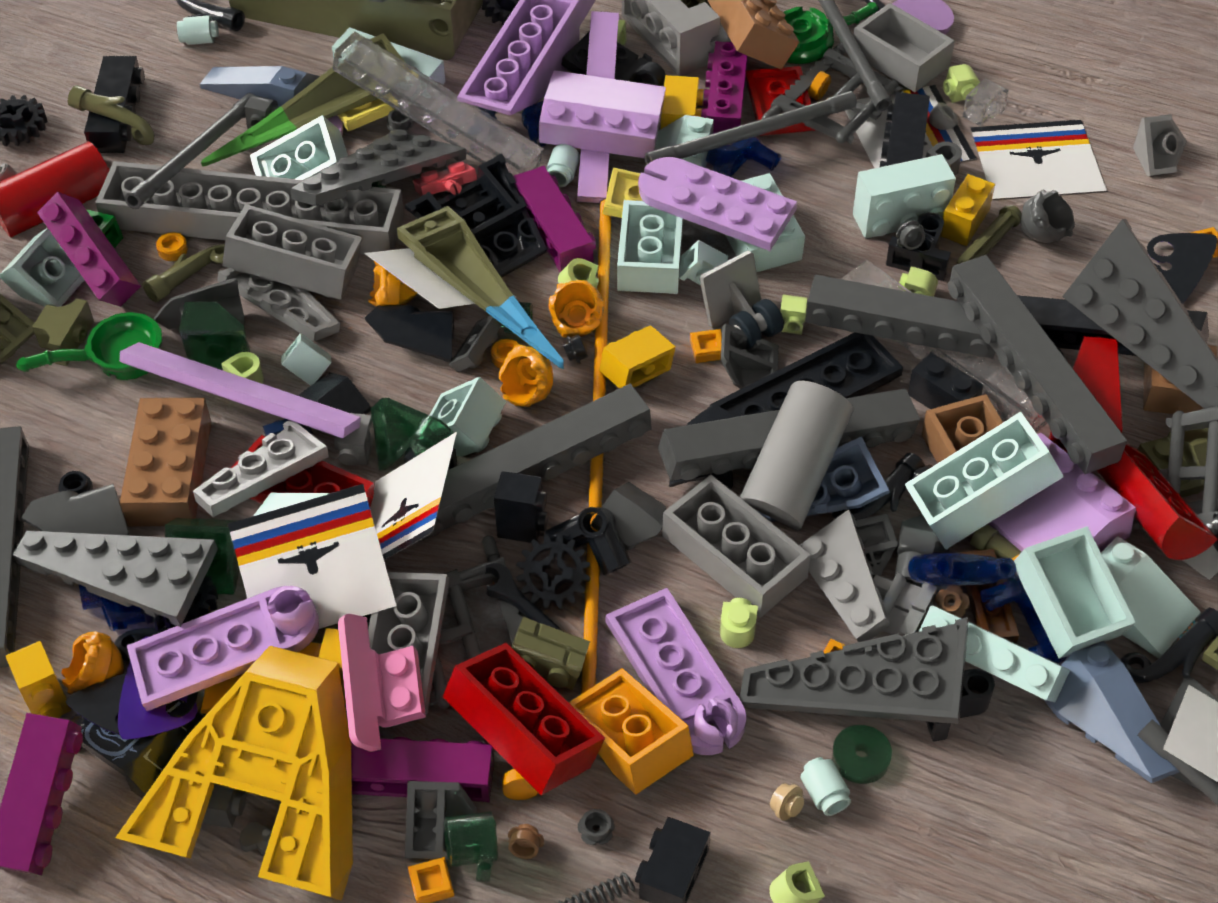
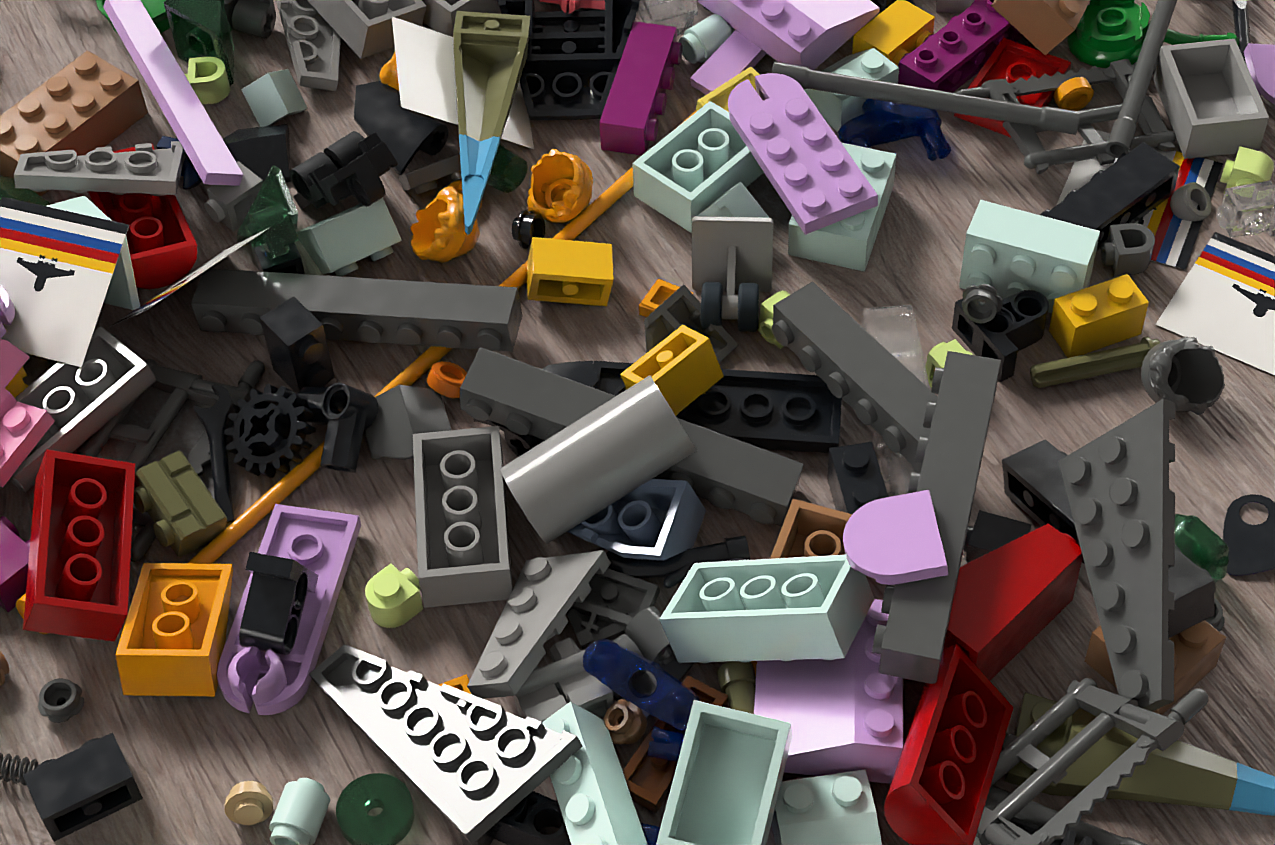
camera: 40 degrees right, 0 degrees up
(436, 373) = (344, 170): none -> black plate
(579, 270) = (602, 158): yellowish green plate -> none
(628, 471) = (446, 378): none -> orange tile
(690, 668) = (274, 602): none -> black tile
(780, 368) = (680, 367): none -> yellow brick
(1041, 388) = (896, 540): none -> lavender tile

